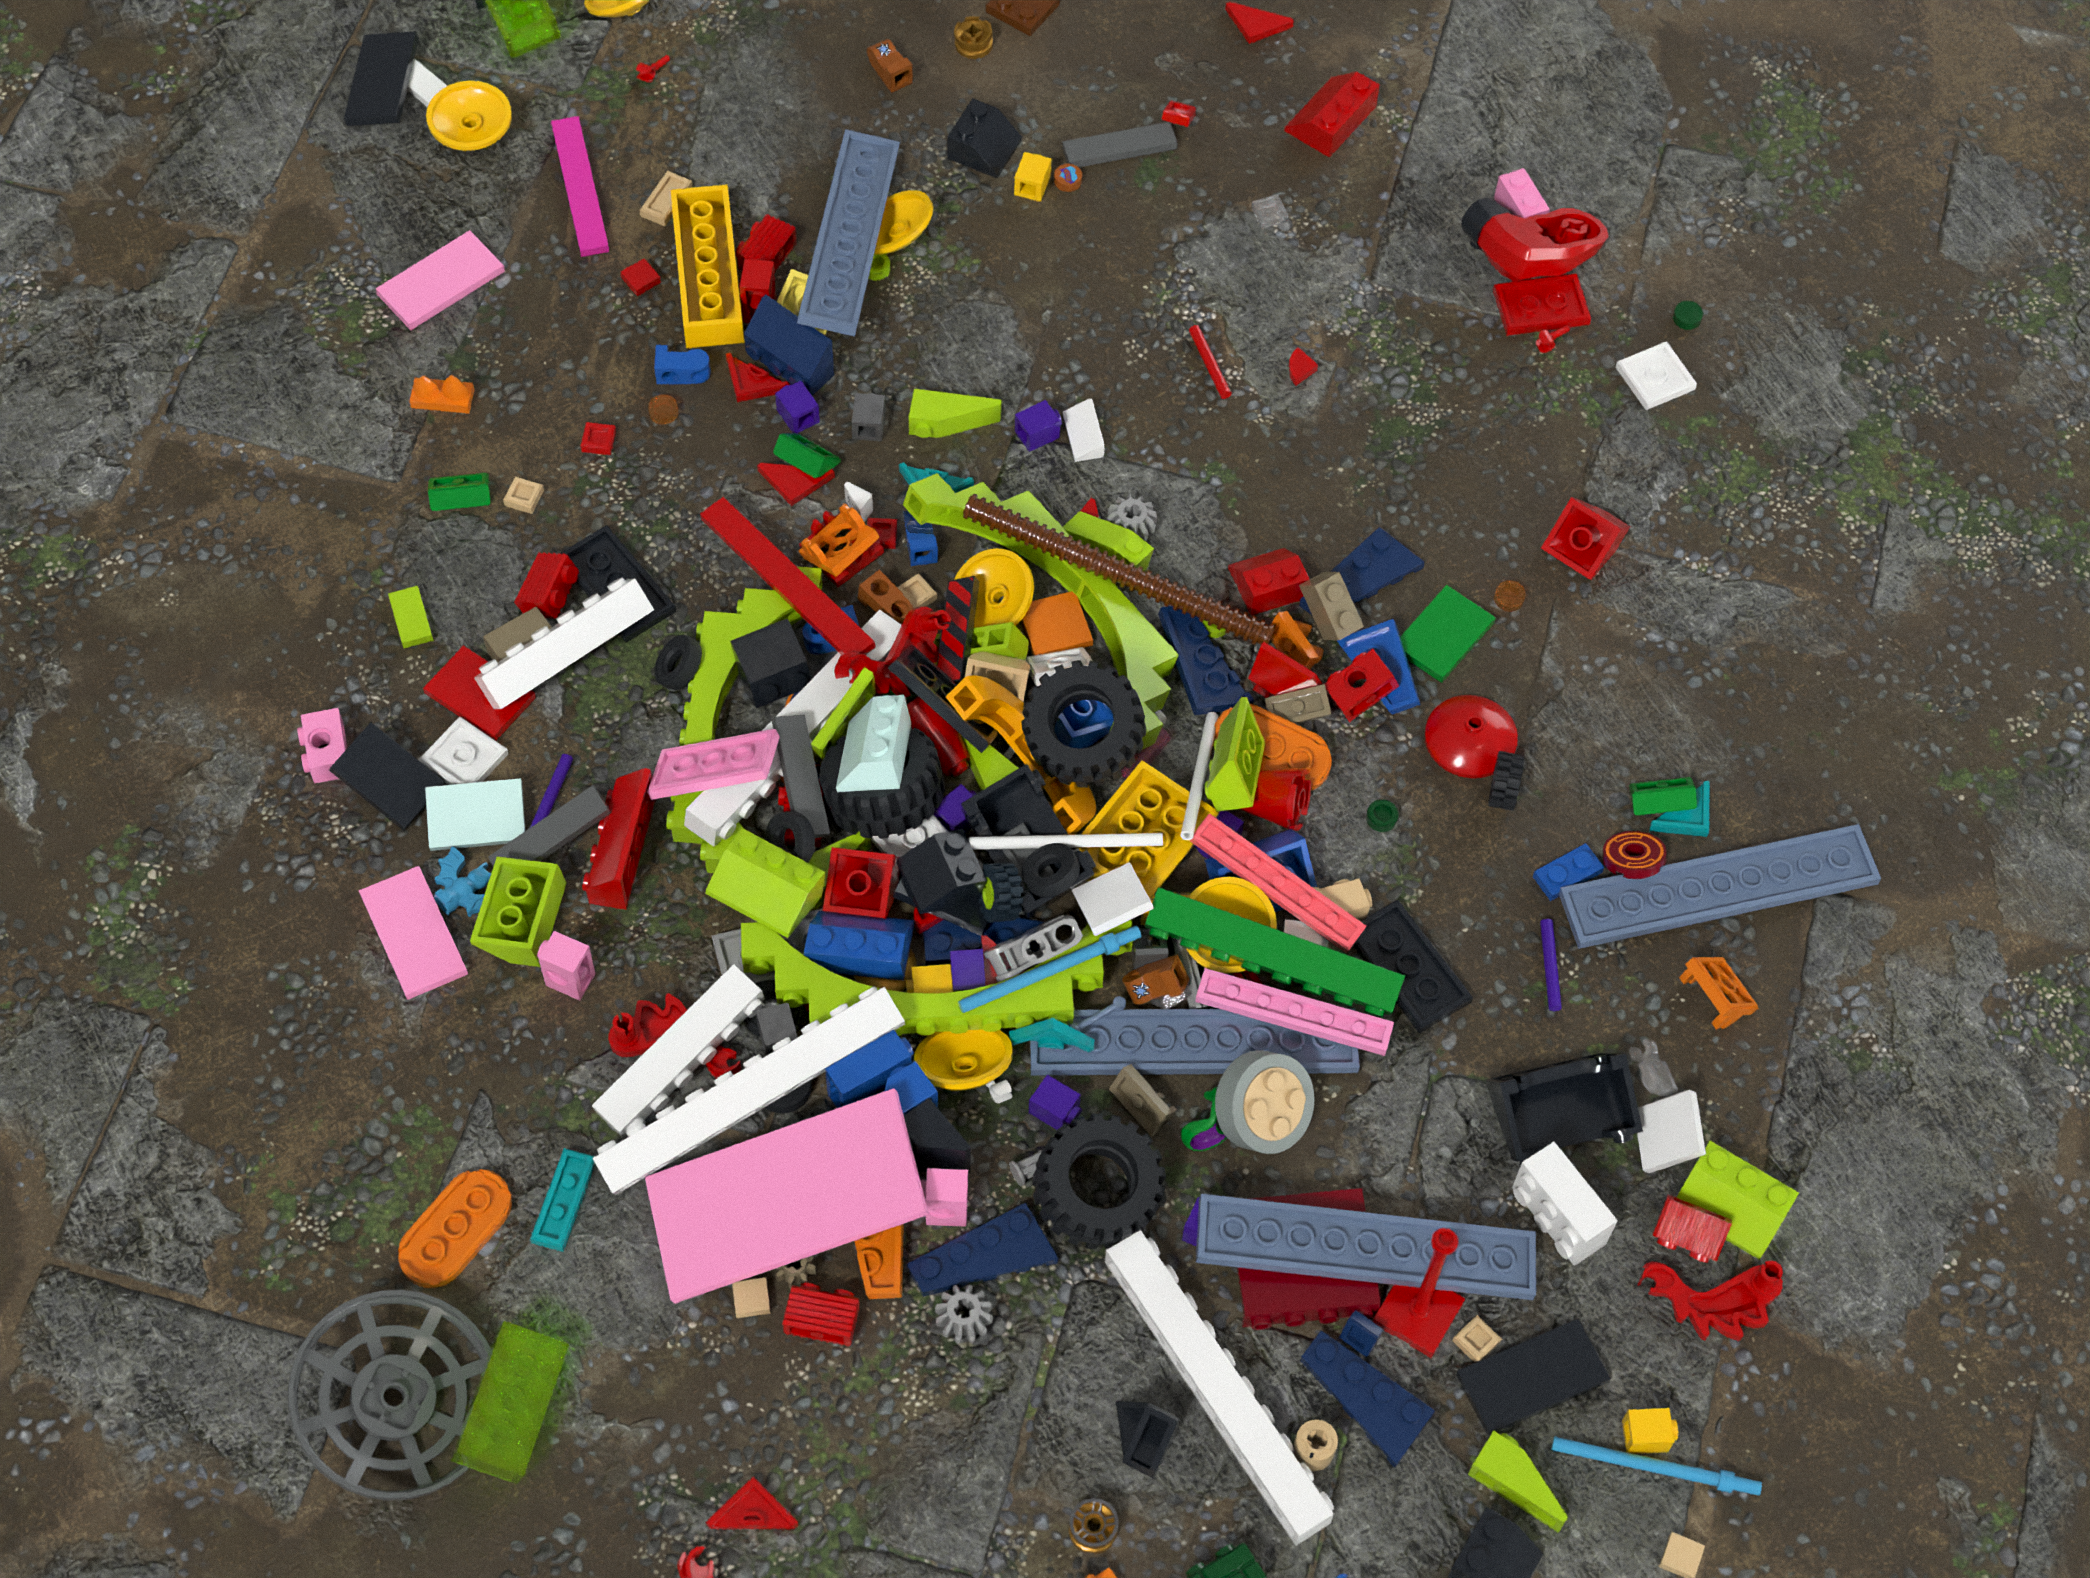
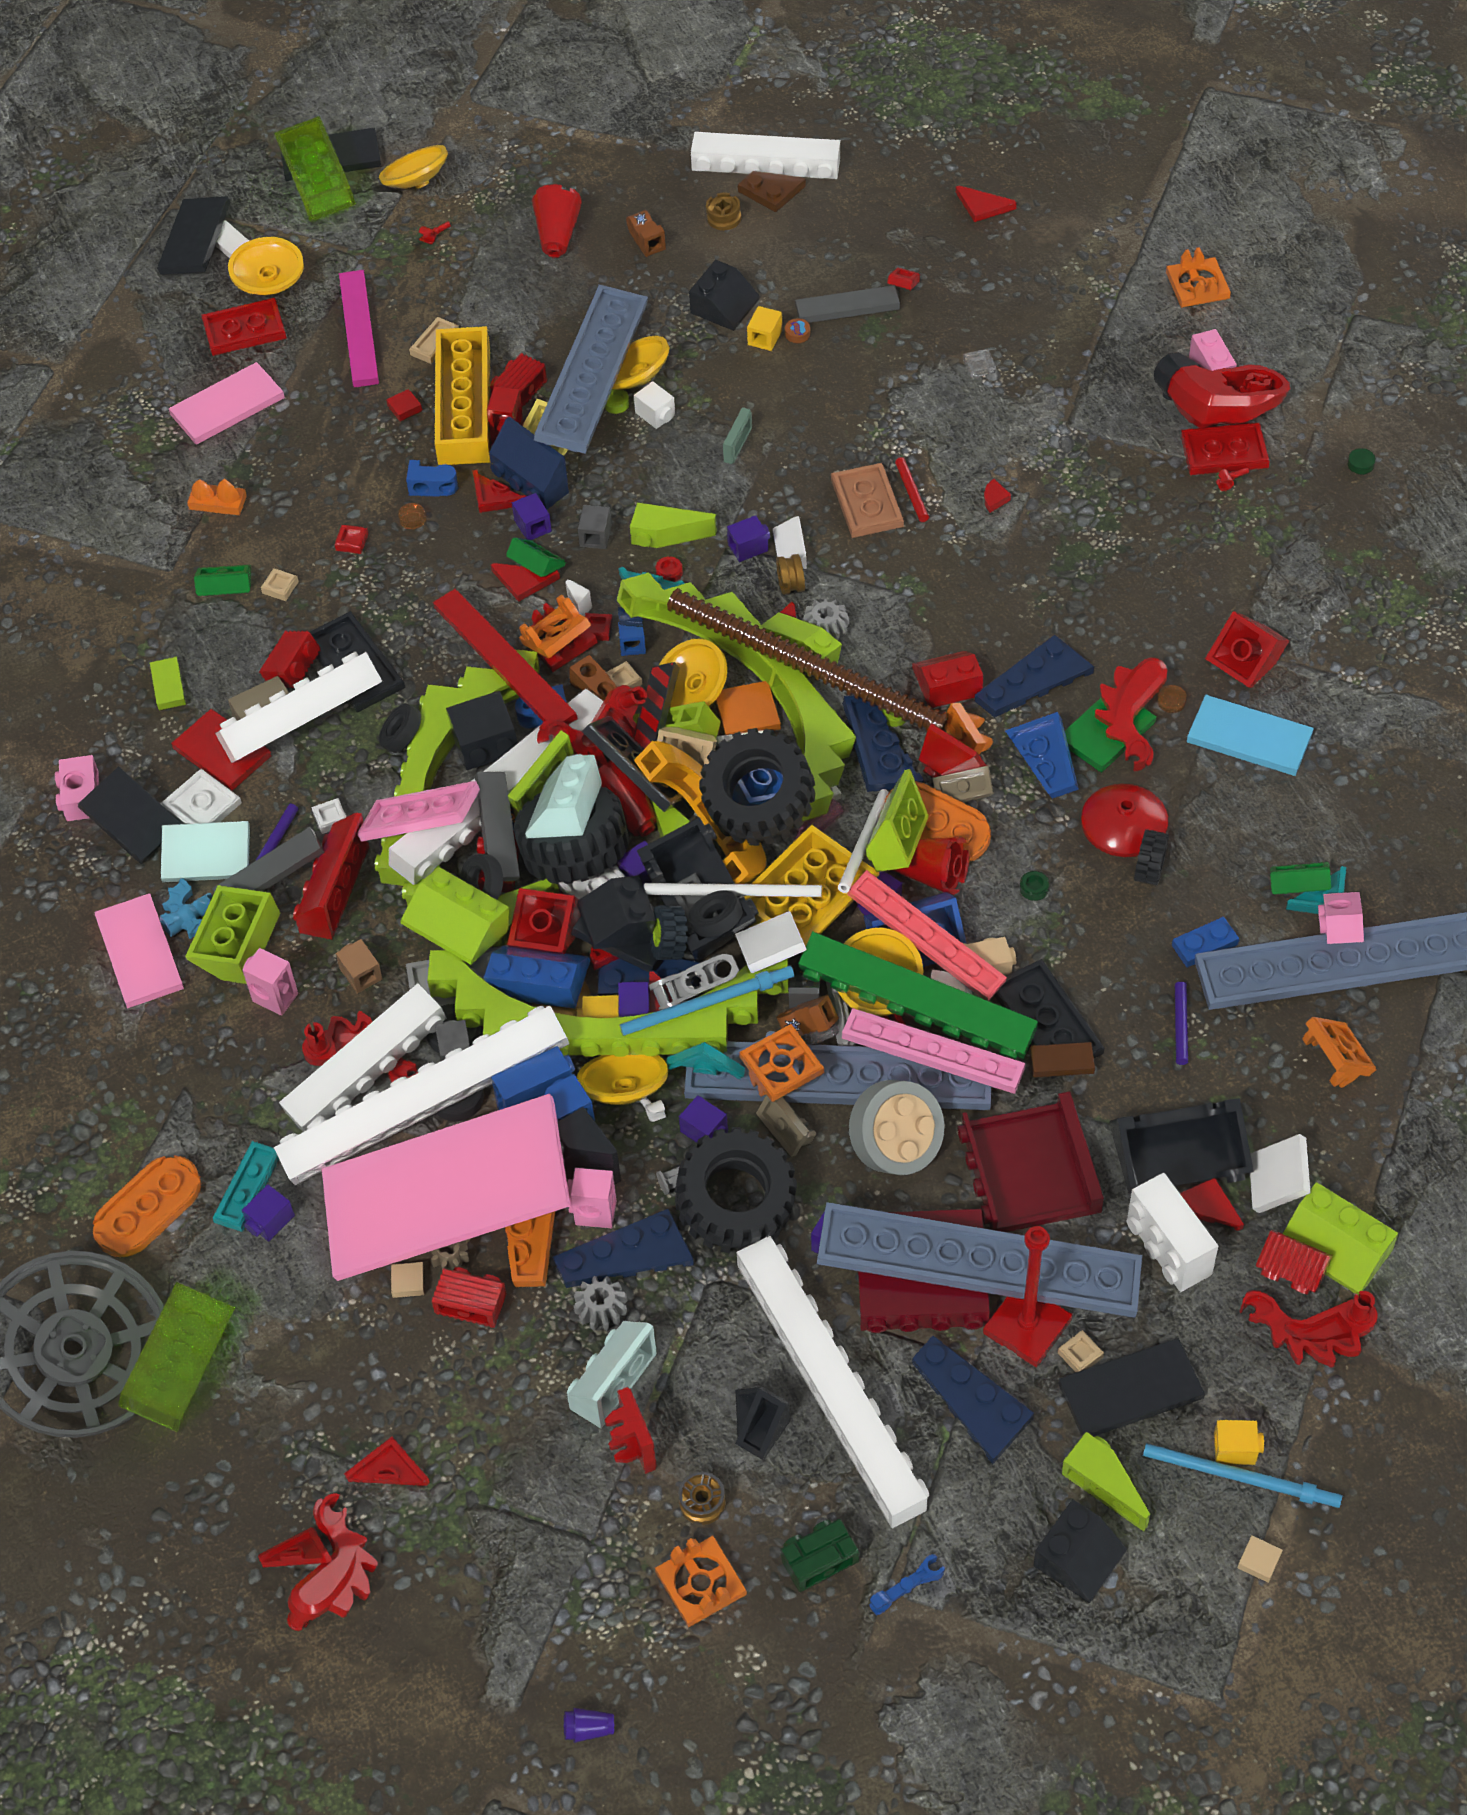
camera: 10 degrees right, 5 degrees down
(449, 187) = (243, 326): none -> red tile
(590, 1231) = (267, 1213): none -> dark purple brick
(608, 765) = (327, 814): none -> white tile
(660, 940) = (359, 966): none -> medium nougat brick
(789, 50) = (555, 217): none -> red cone
(920, 271) = (654, 405): none -> white brick
(954, 462) = (669, 568): none -> red tile
(984, 1391) = (616, 1367): none -> light aqua slope
(1015, 305) = (737, 435): none -> sand green tile
(1016, 1462) = (631, 1434): none -> red piece
(1089, 466) = (790, 574): none -> pearl gold wheel
(1129, 1065) = (801, 1051): none -> orange piece
(1162, 375) = (867, 500): none -> nougat tile
(1203, 1134) = (838, 1155): green piece -> none
(1315, 1444) = (917, 1436): tan piece -> none
(1331, 606) = (1001, 699): dark tan brick -> none
(1335, 112) = (1047, 280): red slope -> none
(1353, 700) = (1017, 782): red brick -> none
(1361, 1333) = (970, 1340): dark blue tile -> none
(1408, 1134) = (1031, 1166): none -> dark red panel
(1430, 1014) = (1062, 1059): none -> reddish brown tile
(1463, 602) = (1126, 700): none -> red animal
(1519, 115) = (1206, 289): none -> orange piece
(1596, 634) = (1250, 735): none -> medium azure tile
(1600, 1167) = (1212, 1204): none -> red tile
(1620, 846) = (1268, 927): dark red tile -> none
(1654, 1072) = (1271, 1122): clear plate -> none
(1656, 375) = (1327, 512): white tile -> none
(1712, 842) = (1341, 918): none -> bright pink brick

